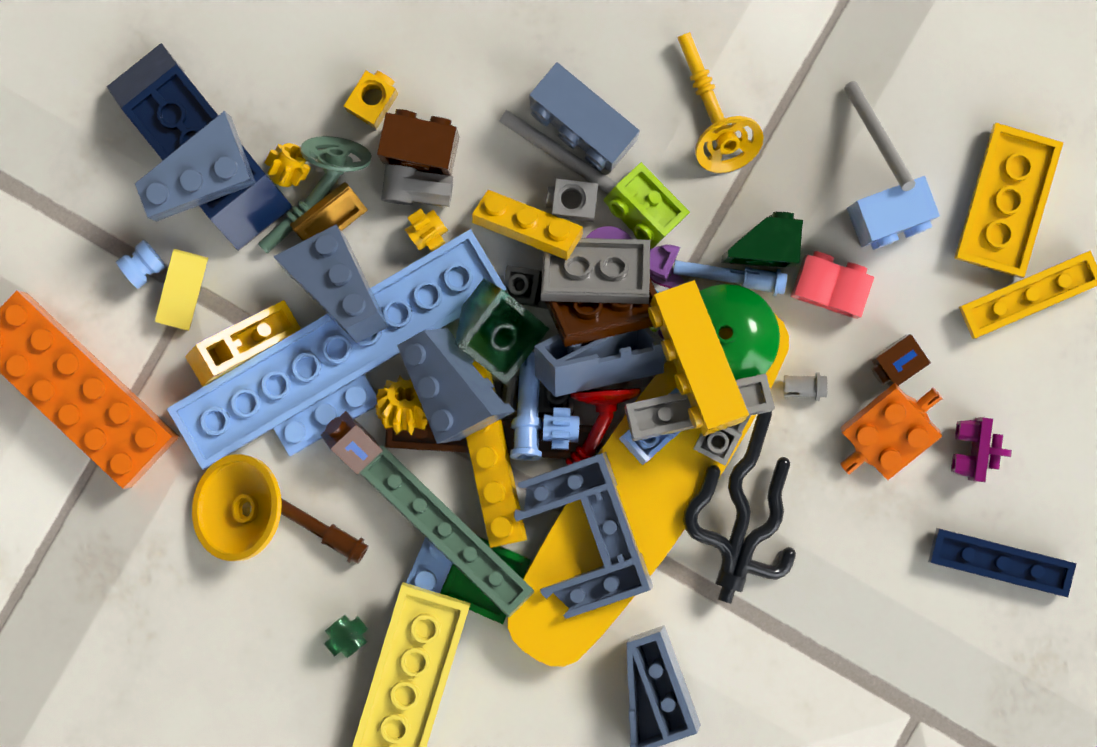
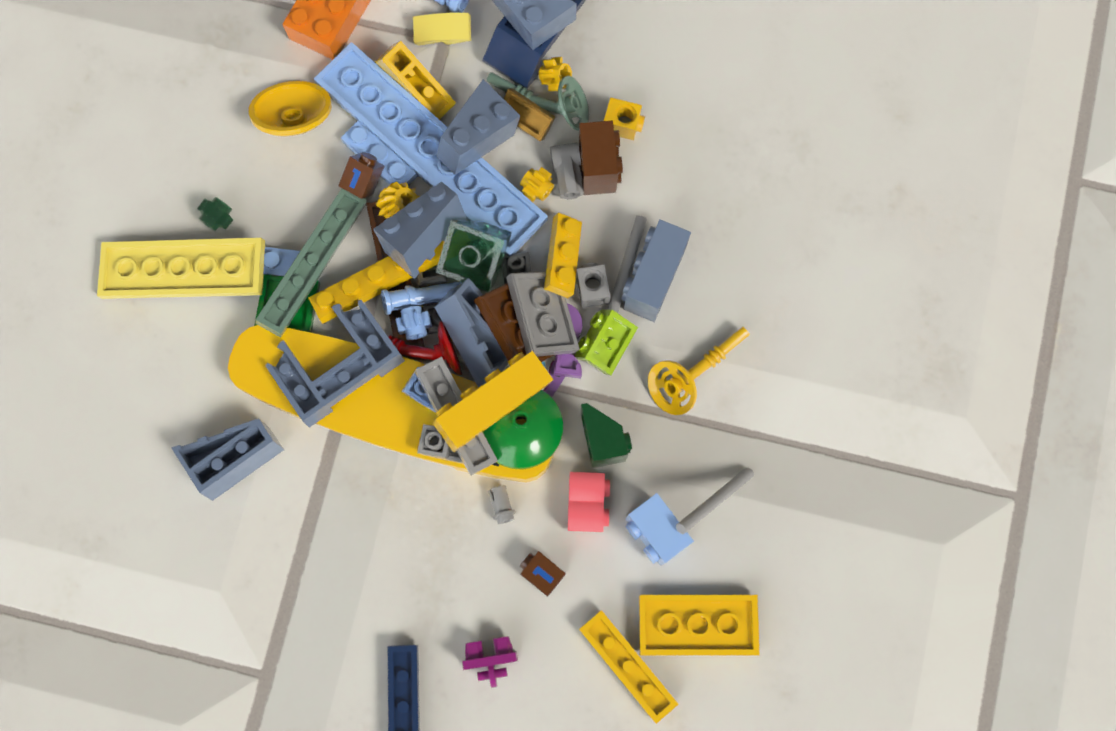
camera: 75 degrees right, 10 degrees down
(331, 536) = (289, 184): reddish brown pin -> none
(738, 550) = (353, 486): black plant -> none
(749, 278) = (573, 436): light blue pin -> none
(891, 431) = (484, 582): orange plate -> none

